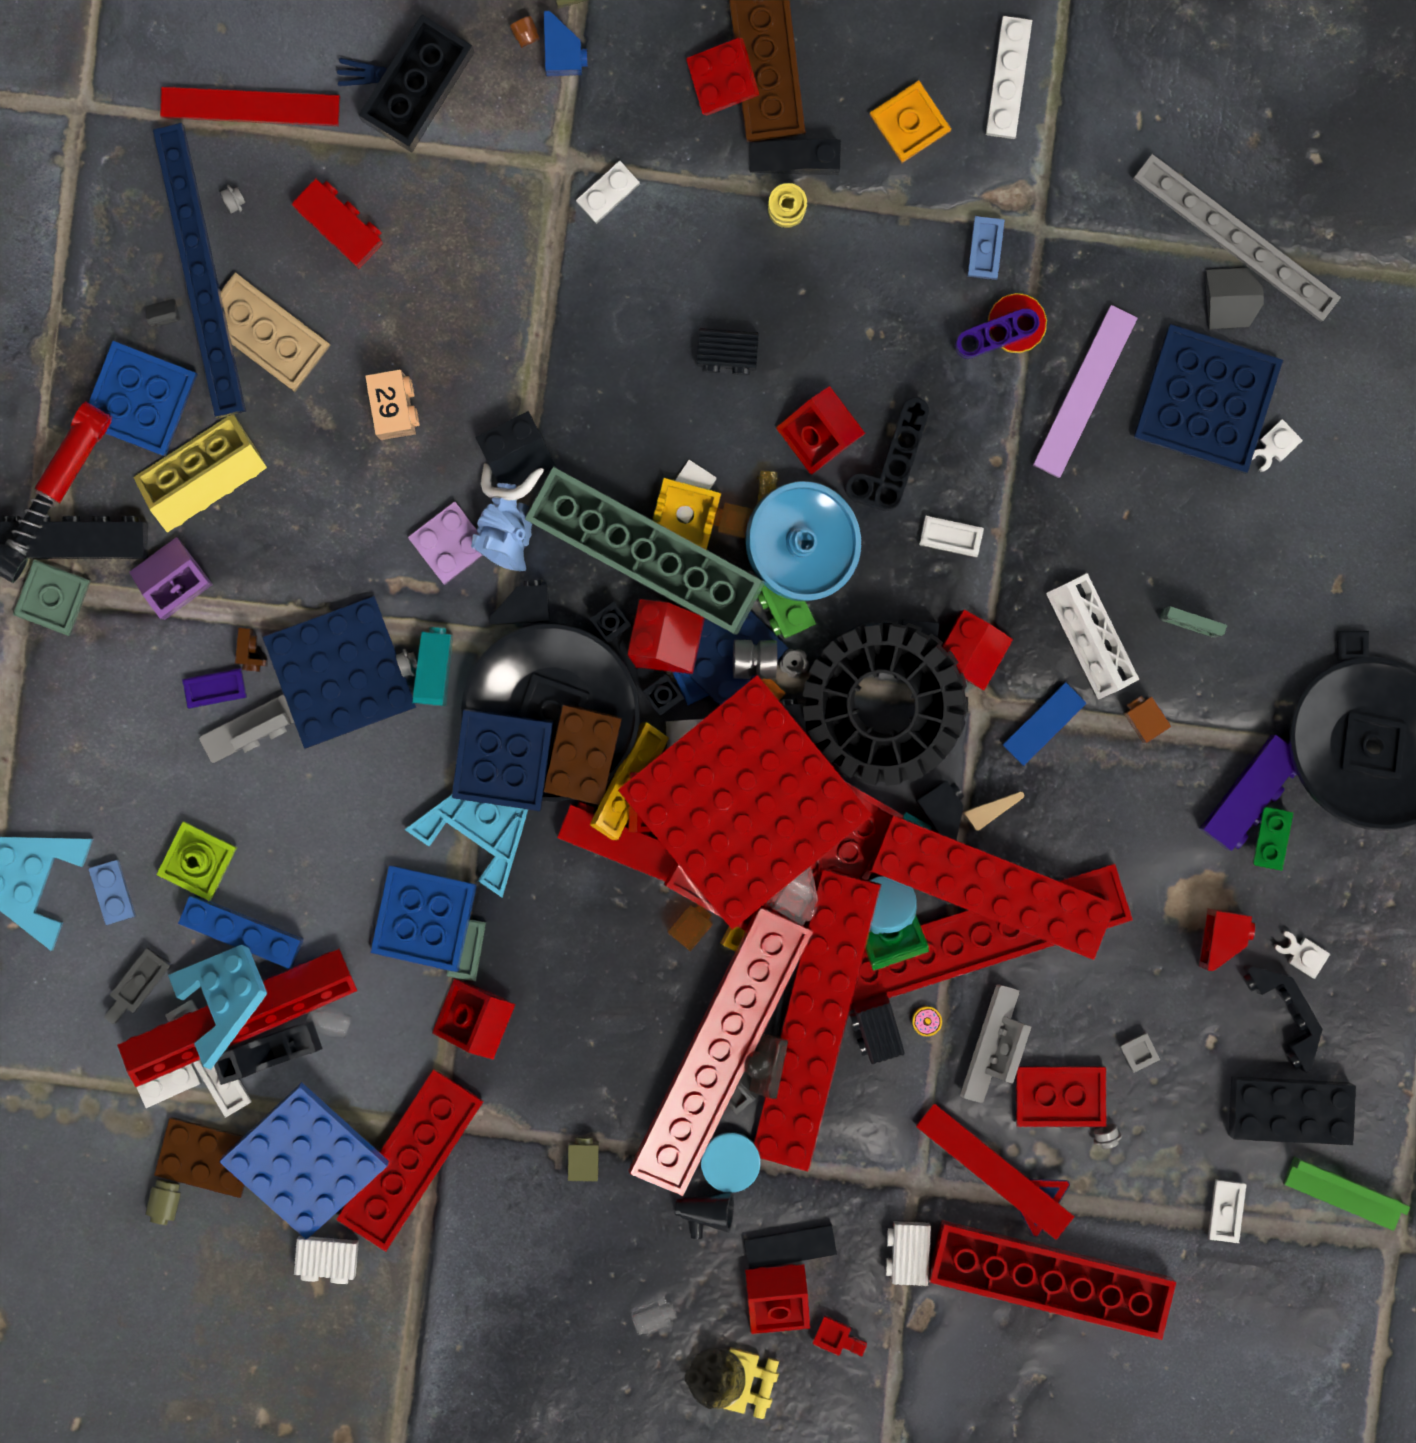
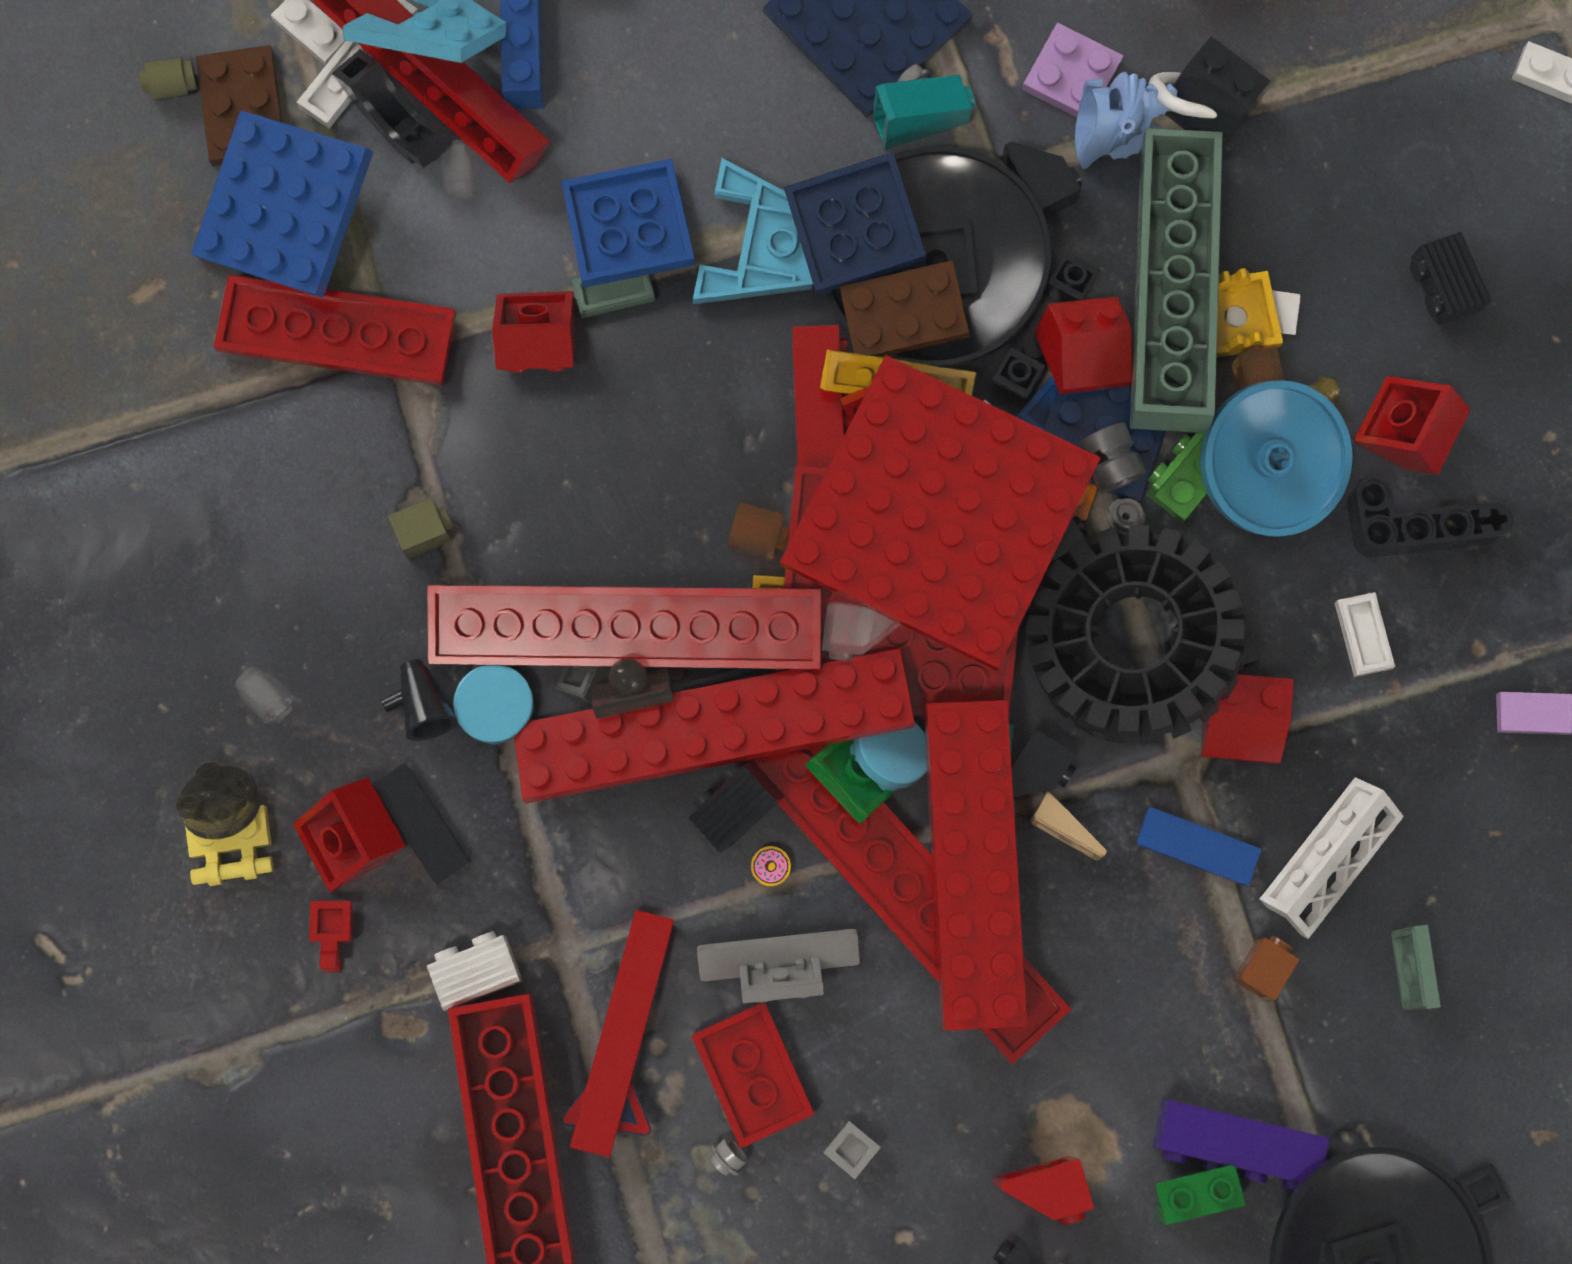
camera: 65 degrees right, 10 degrees down
(326, 1258) = (177, 284): white brick -> none

